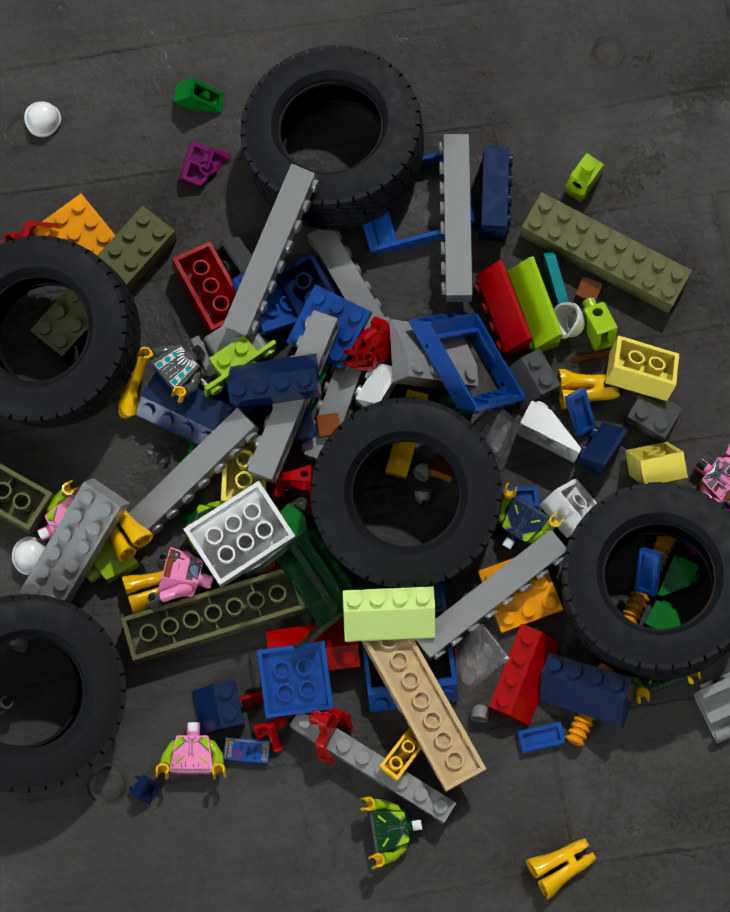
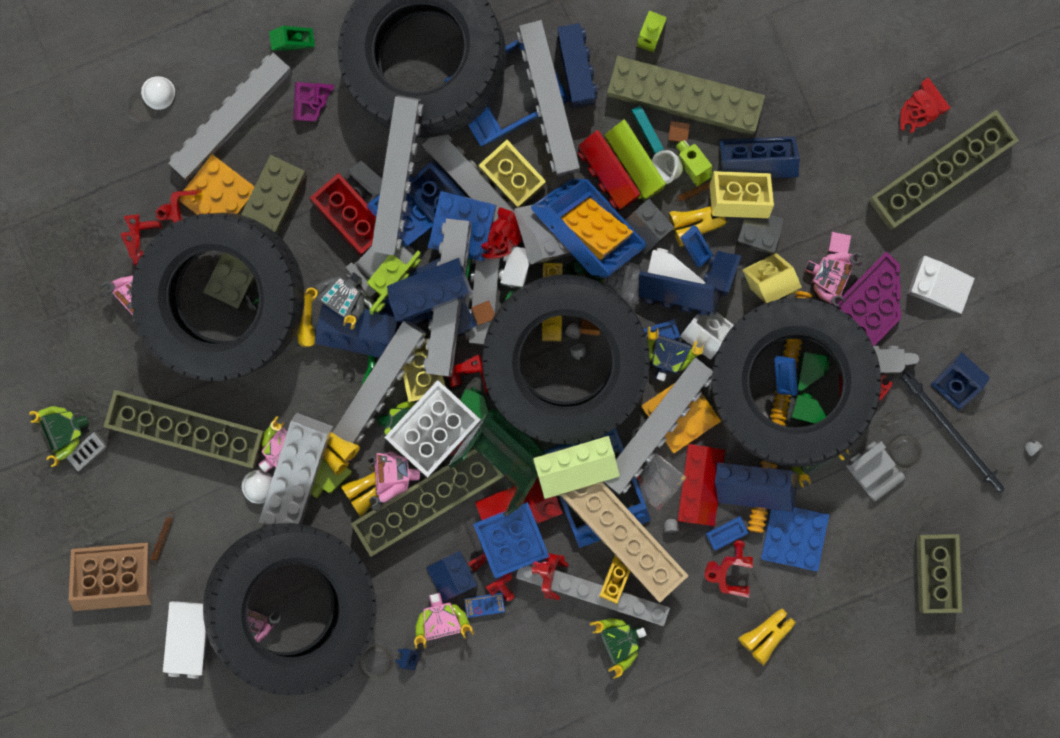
camera: 10 degrees left, 10 degrees up
(111, 159) = (230, 116): none -> light grey brick
(397, 287) = (512, 174): none -> light yellow brick
(476, 364) = (596, 228): none -> light orange plate
(519, 779) = (717, 573): none -> red piece
(549, 455) = (678, 293): none -> dark blue slope
(617, 761) = (795, 538): none -> blue plate
(688, 338) = (760, 155): none -> dark blue slope

